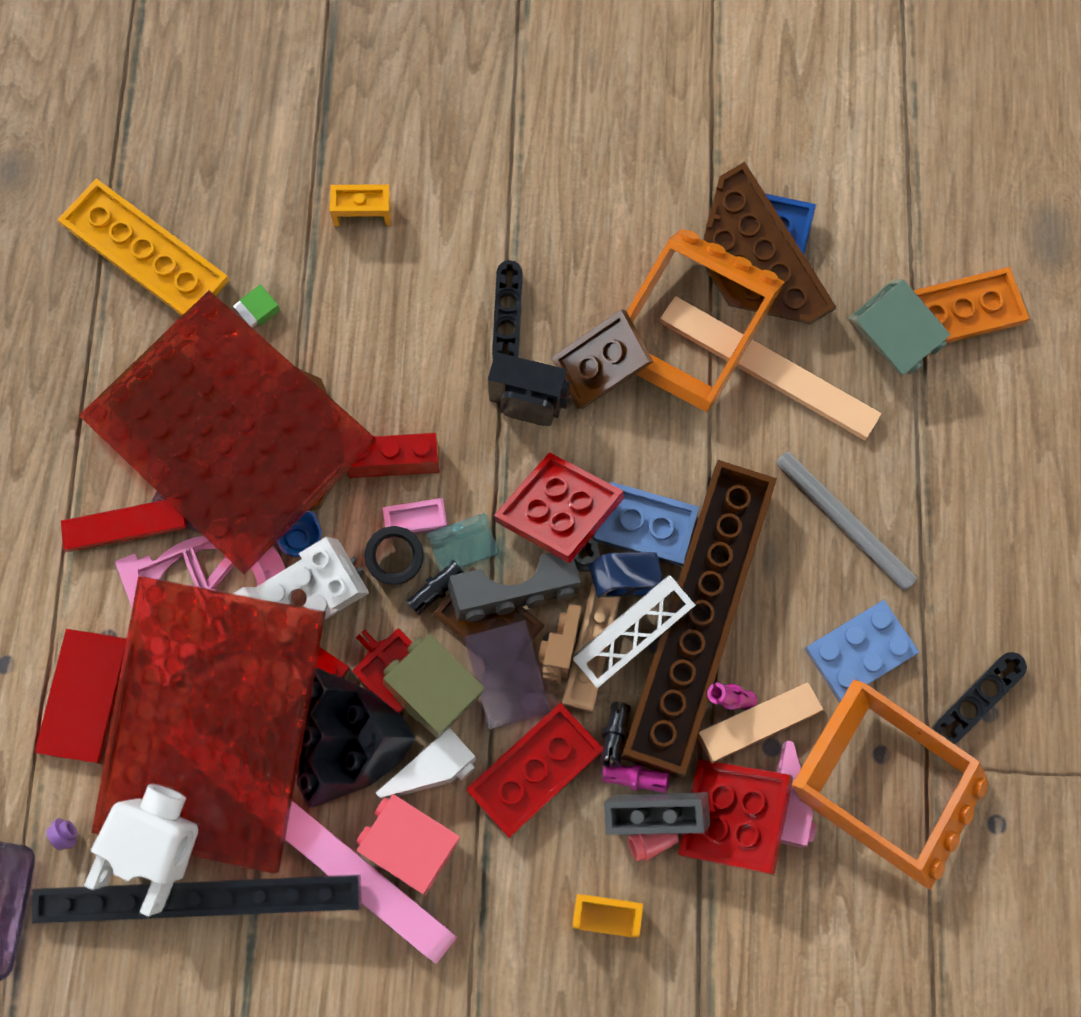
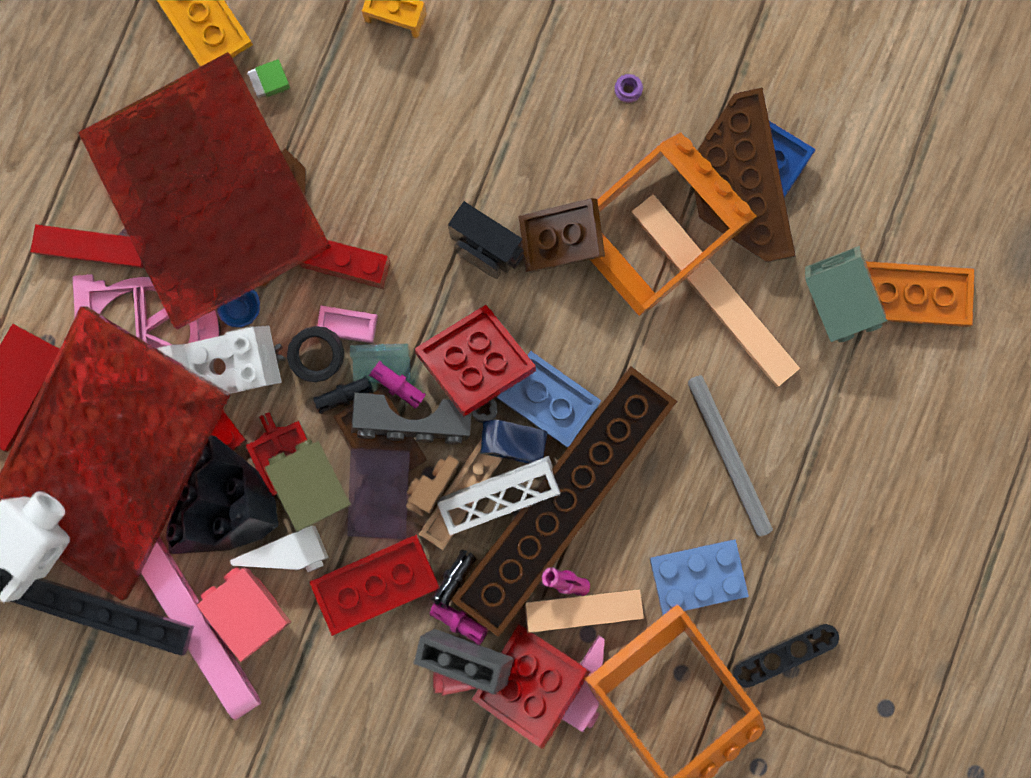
camera: 20 degrees right, 10 degrees up
(487, 559) = (397, 384): none -> dark pink pin
(510, 315) = (497, 163): black beam -> none
(607, 916) = (392, 729): light orange panel -> none
(614, 199) = (632, 80): none -> medium lavender plate

